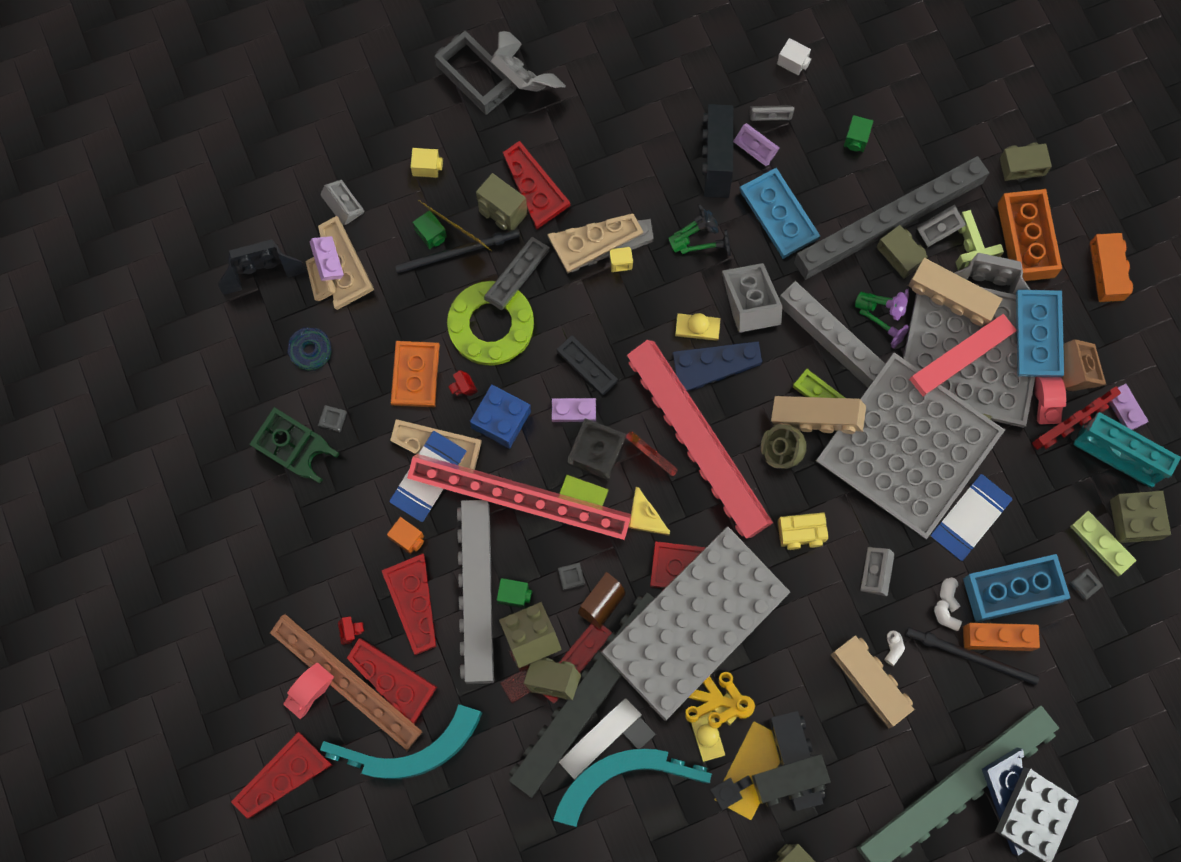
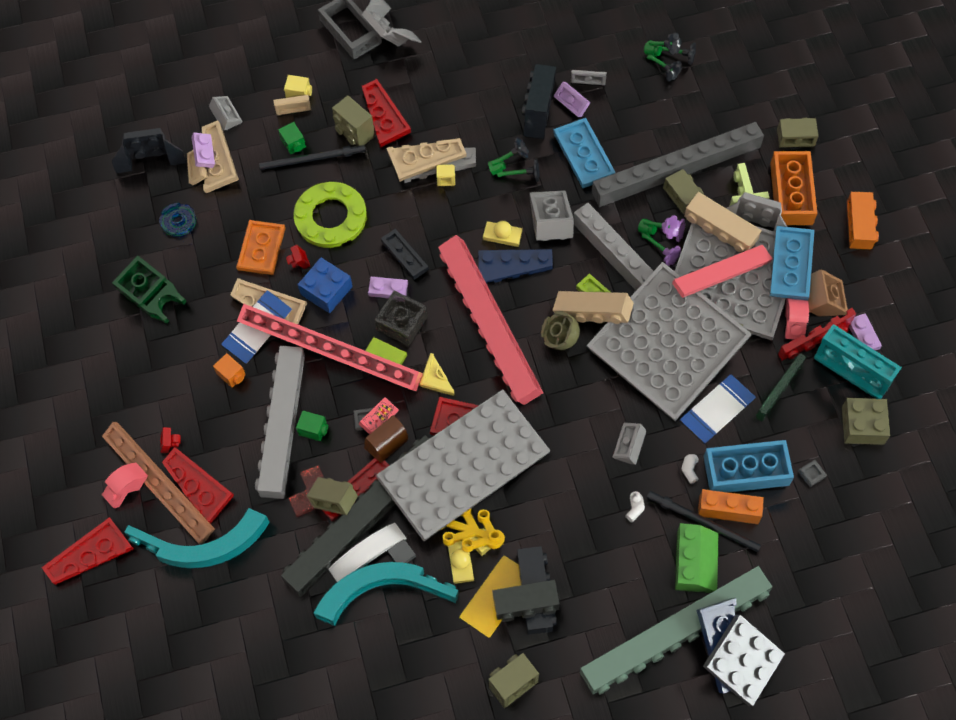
camera: 10 degrees right, 10 degrees down
(332, 418) = (186, 275): dark grey tile -> none
(412, 600) = (225, 420): red wing -> none
(422, 185) = (292, 105): none -> tan tile
(454, 225) = (312, 134): yellow sticker -> none
(516, 273) = (357, 177): dark grey tile -> none
(530, 634) = (319, 458): olive brick -> none
(588, 573) = (378, 415): none -> coral tile
(651, 453) = (440, 319): clear red tile -> none
(728, 791) = (472, 610): black plate -> none
(794, 57) = (613, 37): white brick -> none
(802, 530) = (568, 401): light yellow brick -> none
(845, 68) = (672, 45): none -> black plant
(858, 133) = (658, 98): green brick -> none
(872, 681) = (612, 532): tan brick -> none
(941, 225) = (719, 174): light grey slope -> none
(943, 616) = (682, 485): white arm -> none
(969, 702) = (696, 559): none -> bright green slope
(1041, 485) = (780, 387): none -> clear green tile
(1103, 543) = (831, 441): yellowish green plate -> none

